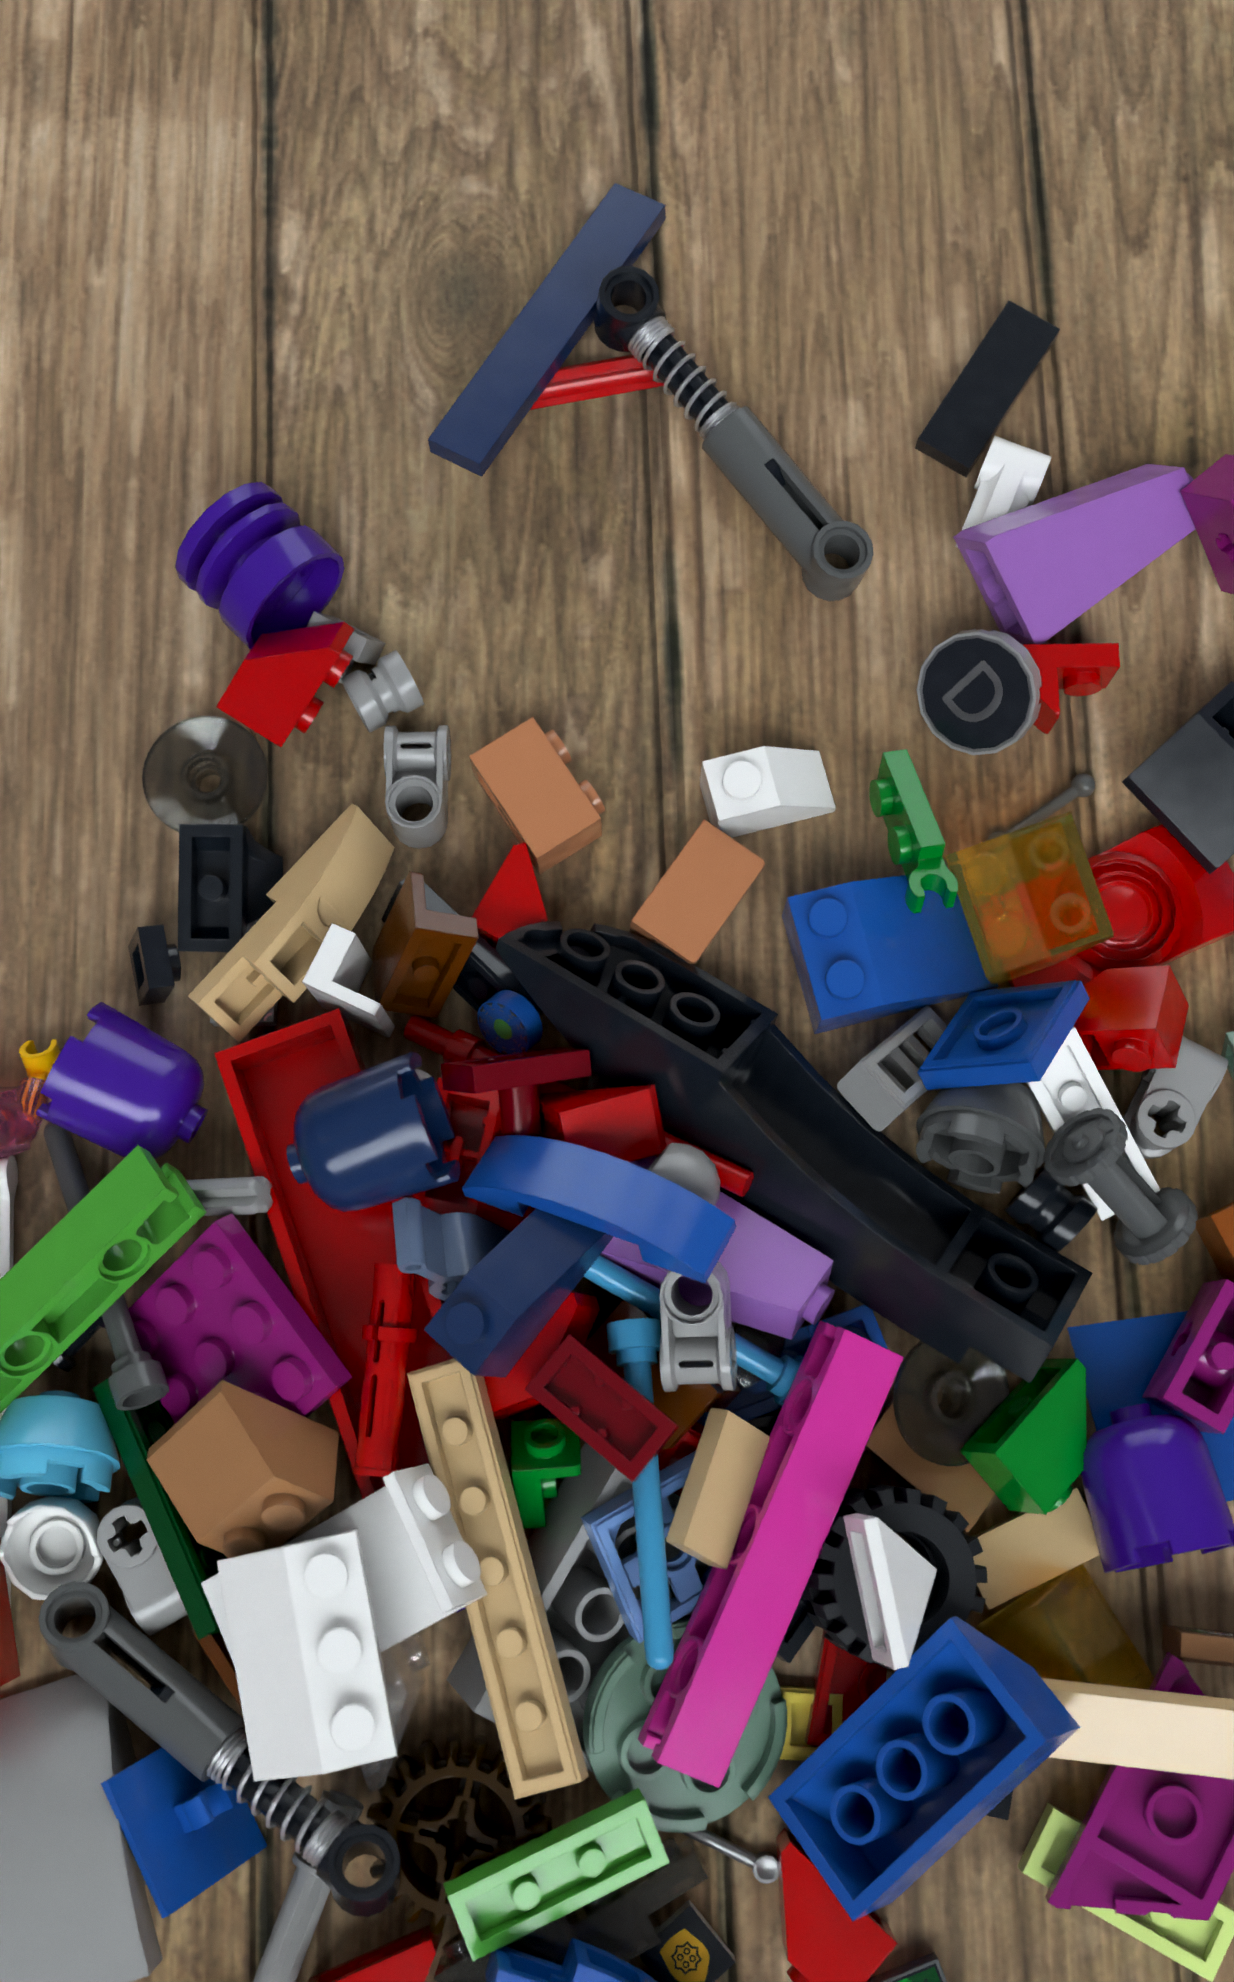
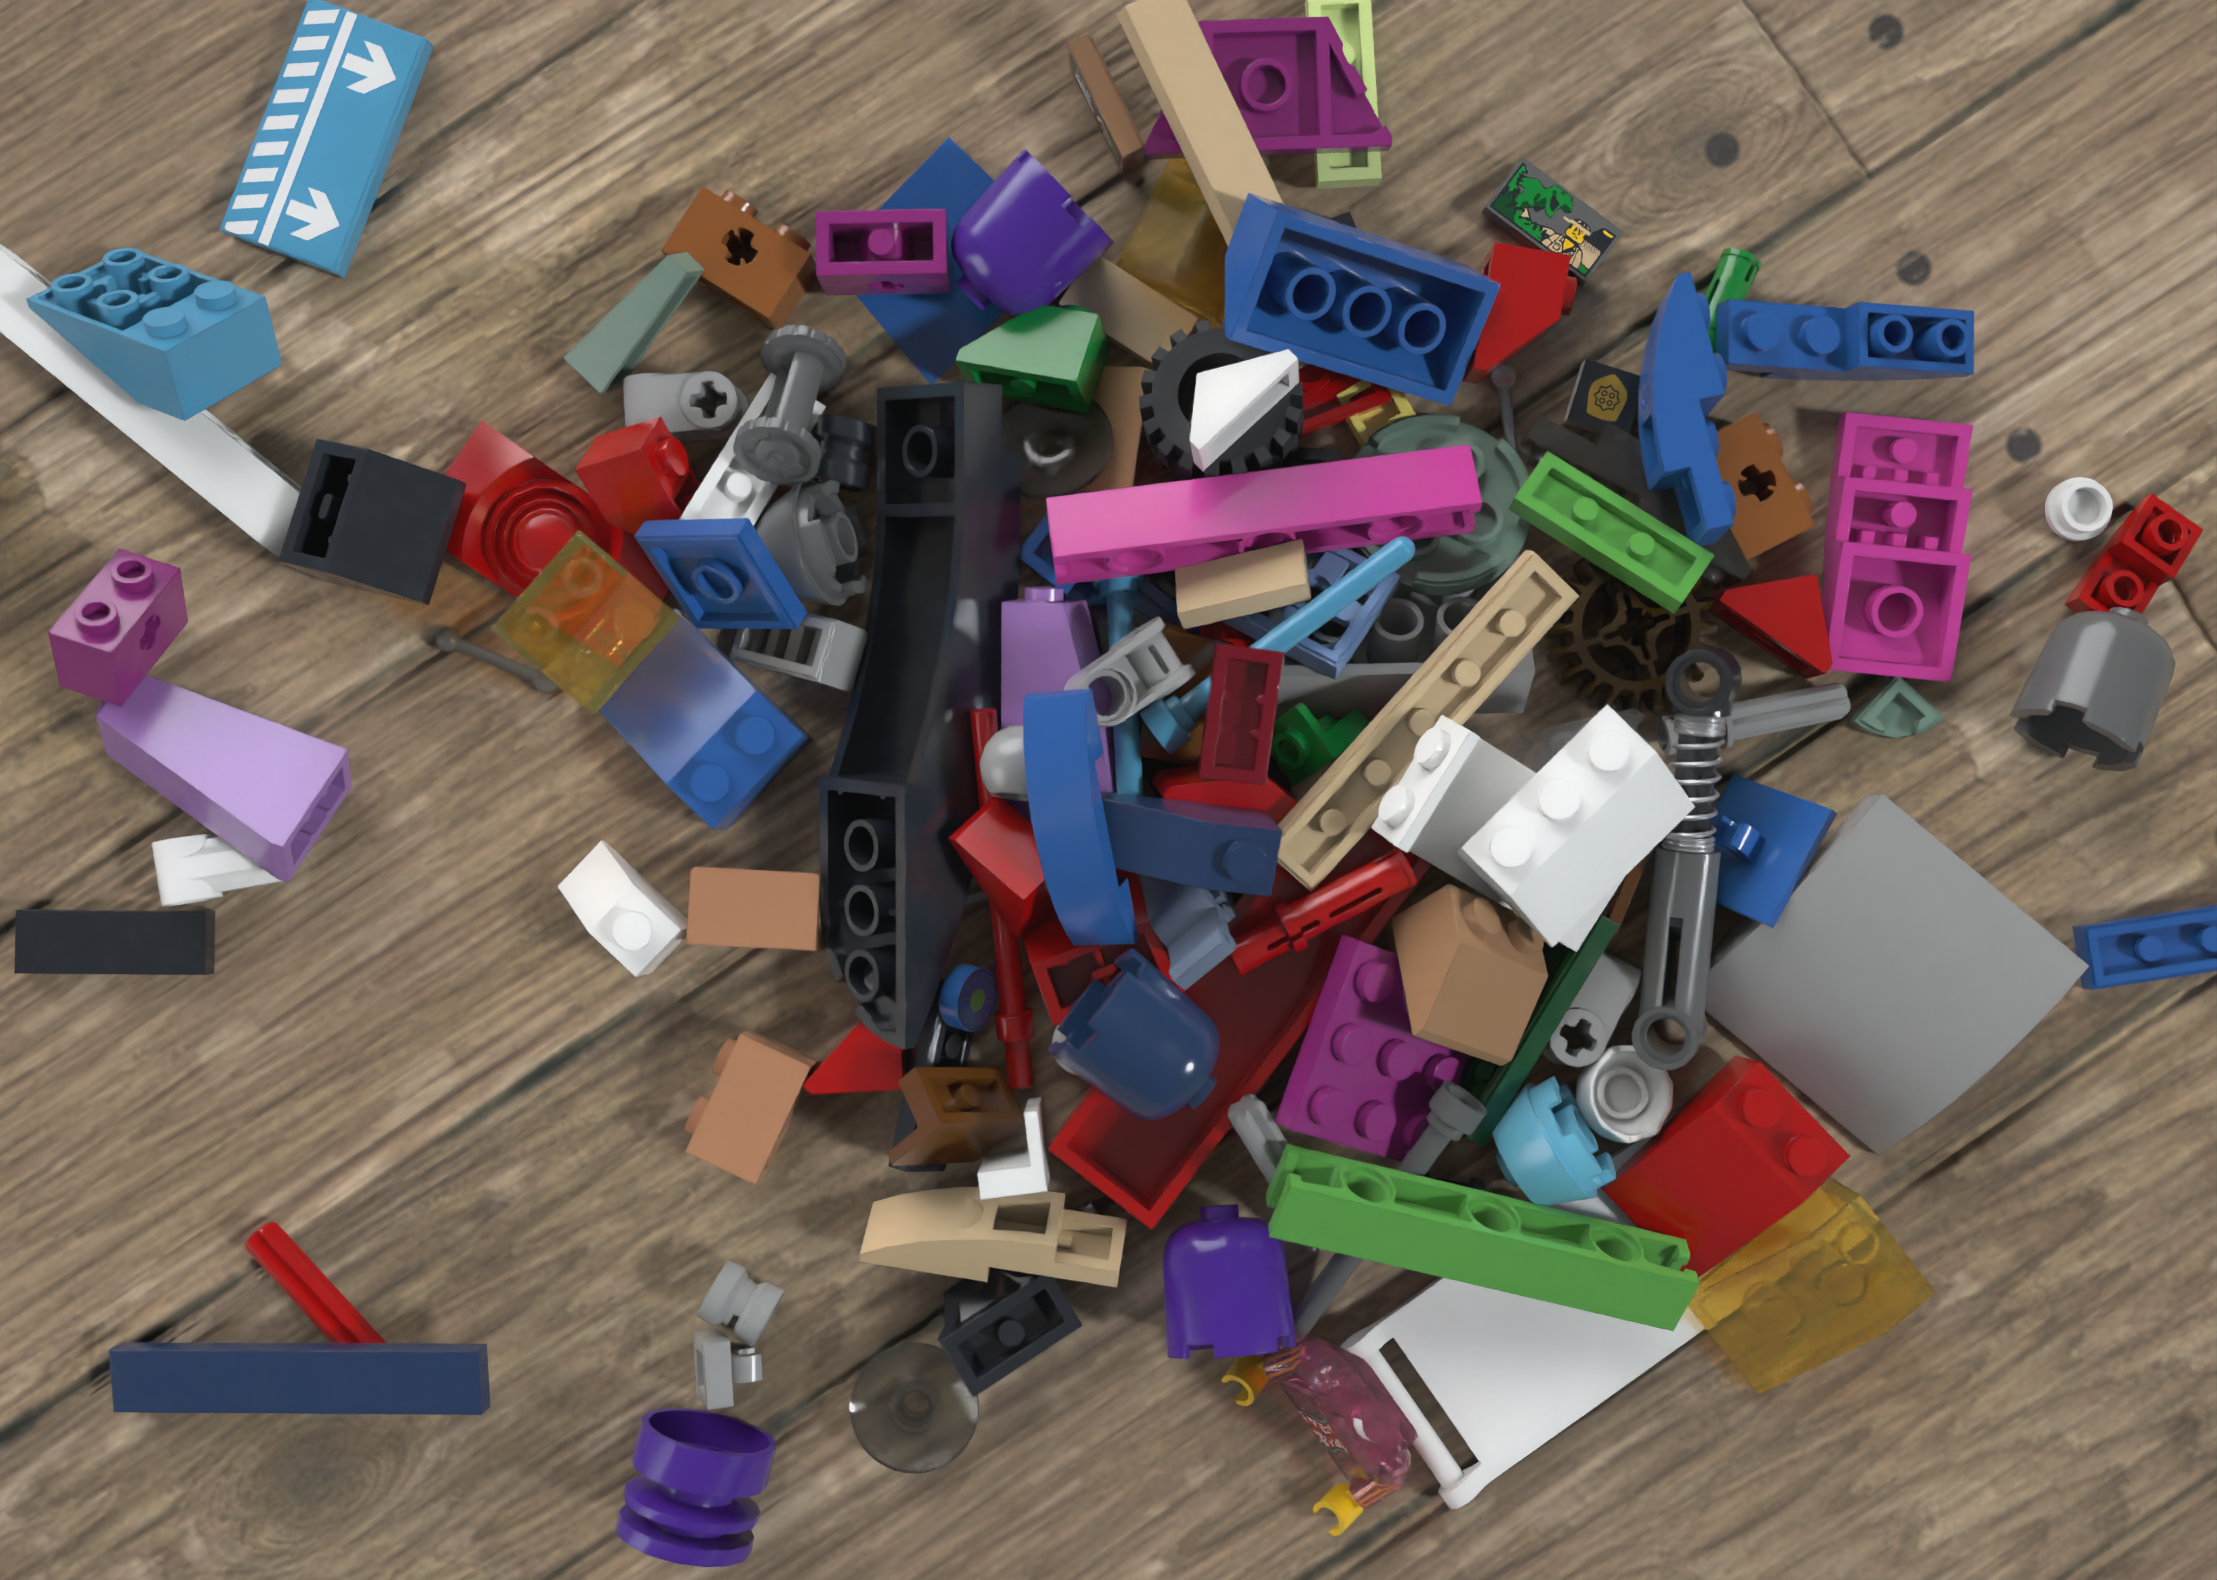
camera: 120 degrees left, 10 degrees up
(153, 964) = (1106, 1339): black plate -> none
(282, 674) = (786, 1395): red slope -> none
(417, 772) = (794, 1222): light grey piece -> none
(517, 1081) = (1016, 957): dark red tile -> none
(735, 439) = (307, 1140): piece -> none
(912, 830) = (584, 758): green plate -> none
(979, 691) = (419, 776): black tile -> none
(1076, 669) = (373, 739): red slope -> none

